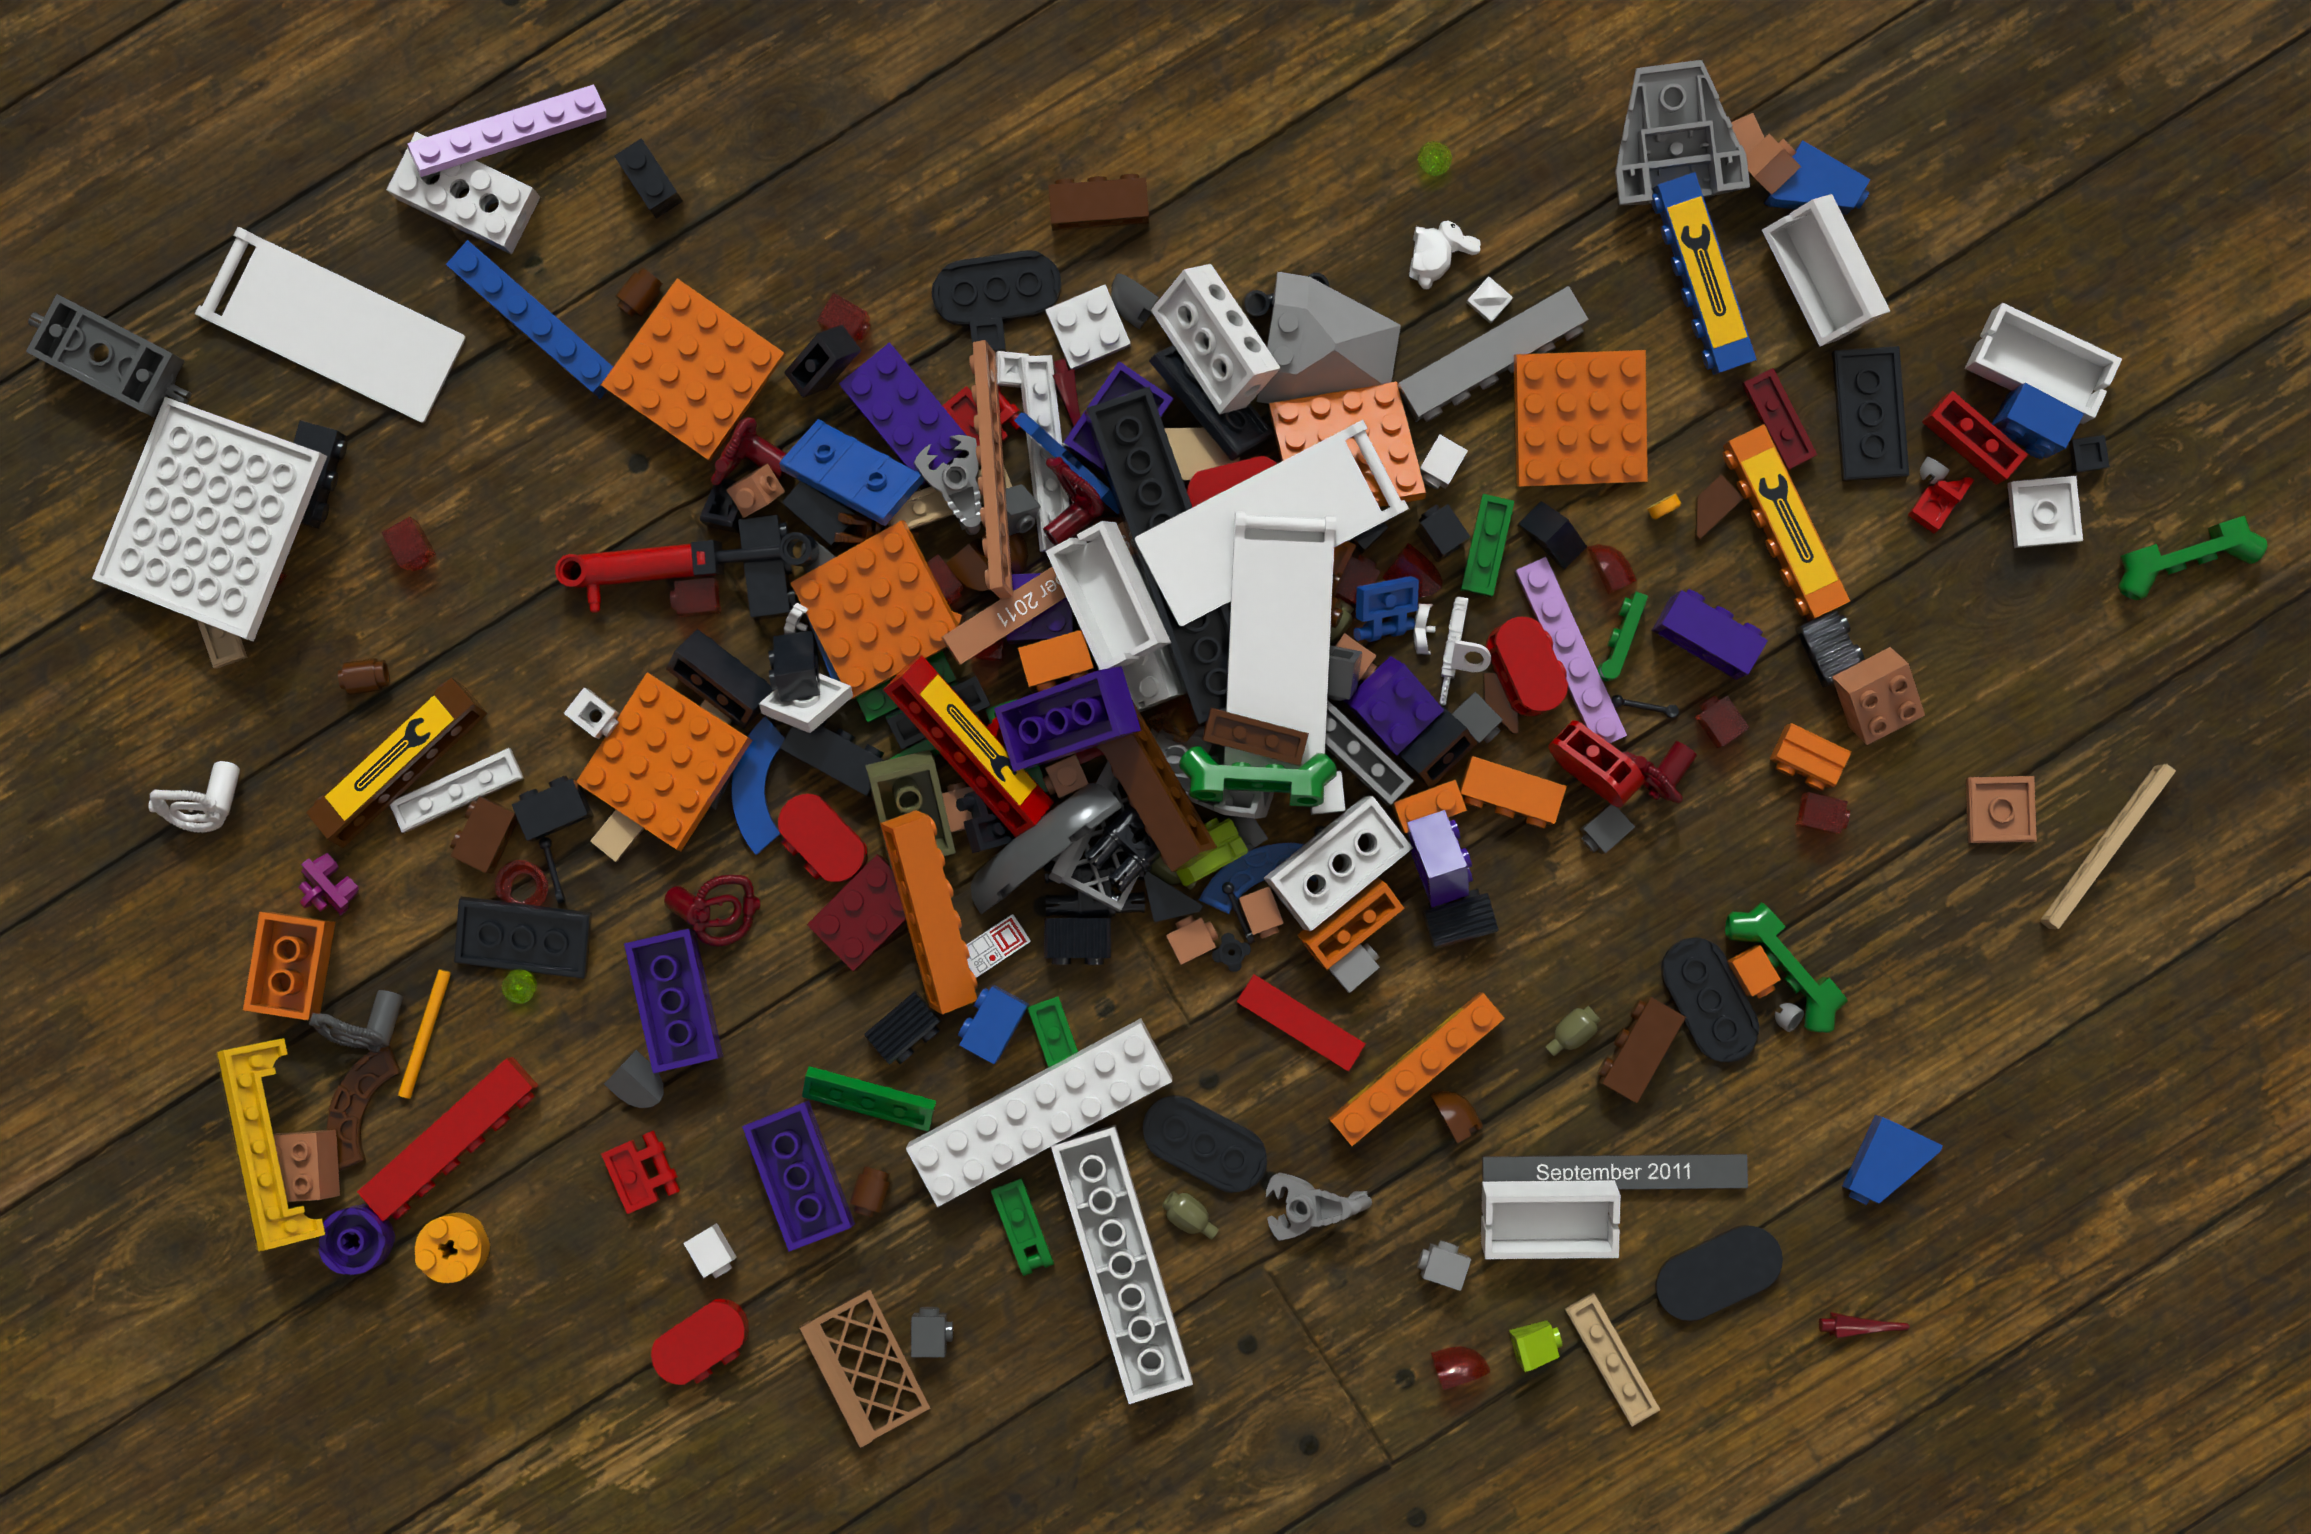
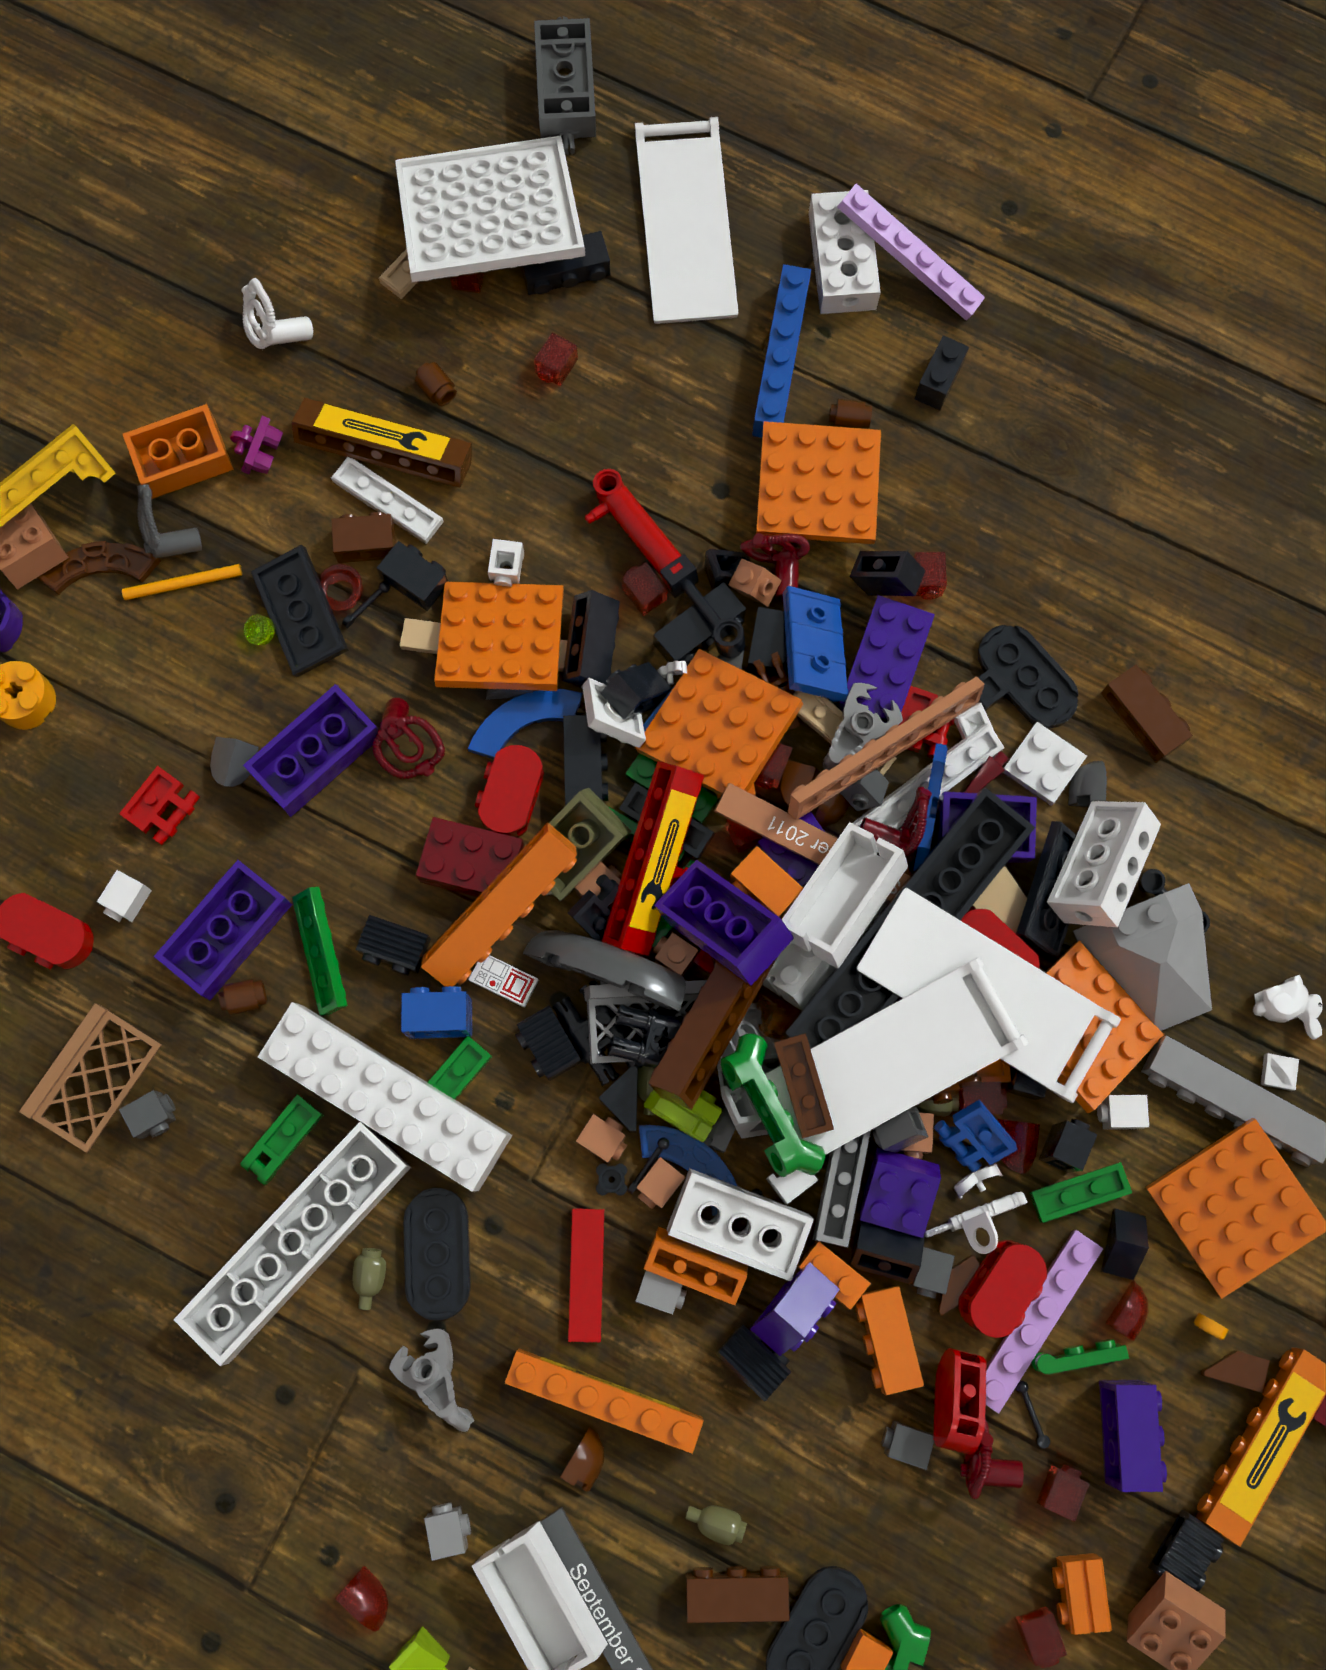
camera: 55 degrees right, 10 degrees down
(447, 1139) = (106, 644): red brick -> none

